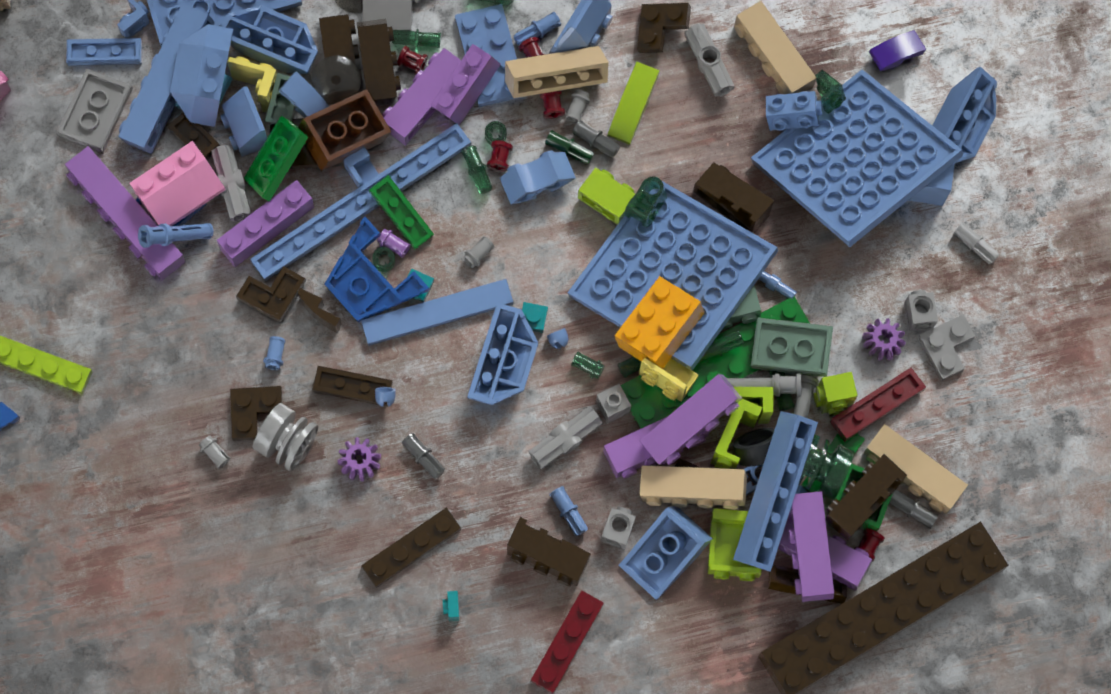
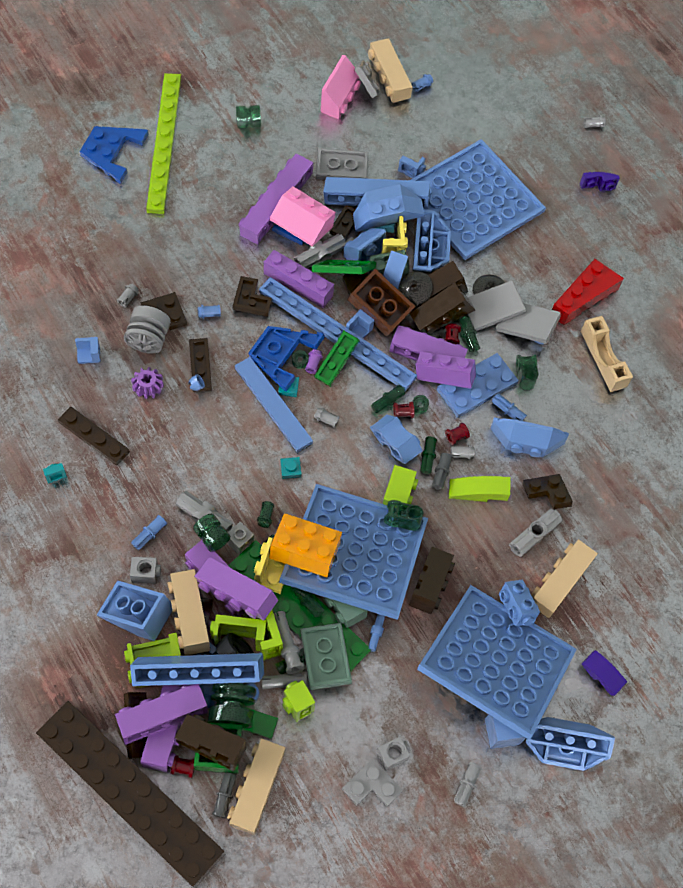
camera: 70 degrees right, 10 degrees down
(104, 51) = (384, 159): medium blue tile -> none
(166, 234) = (266, 218): medium blue pin -> none
(285, 523) = (88, 350): none -> medium blue panel
(314, 306) = (248, 326): dark brown slope -> none
(423, 455) = (162, 423): dark grey axle -> none
(504, 357) = (248, 451): medium blue wedge -> none
(530, 47) = (490, 410): dark red bush -> none
(547, 553) = (110, 523): dark brown wedge -> none
(556, 71) = (479, 425): tan brick -> none
(558, 339) = (279, 488): medium blue hinge -> none
(567, 642) = (48, 560): dark red plate -> none
(604, 431) = (211, 532): none -> clear green wheel
(830, 90) = (544, 628): clear green bracket -> none
(877, 404) = (302, 739): dark red plate -> none
(880, 348) = (358, 721): medium lavender gear -> none

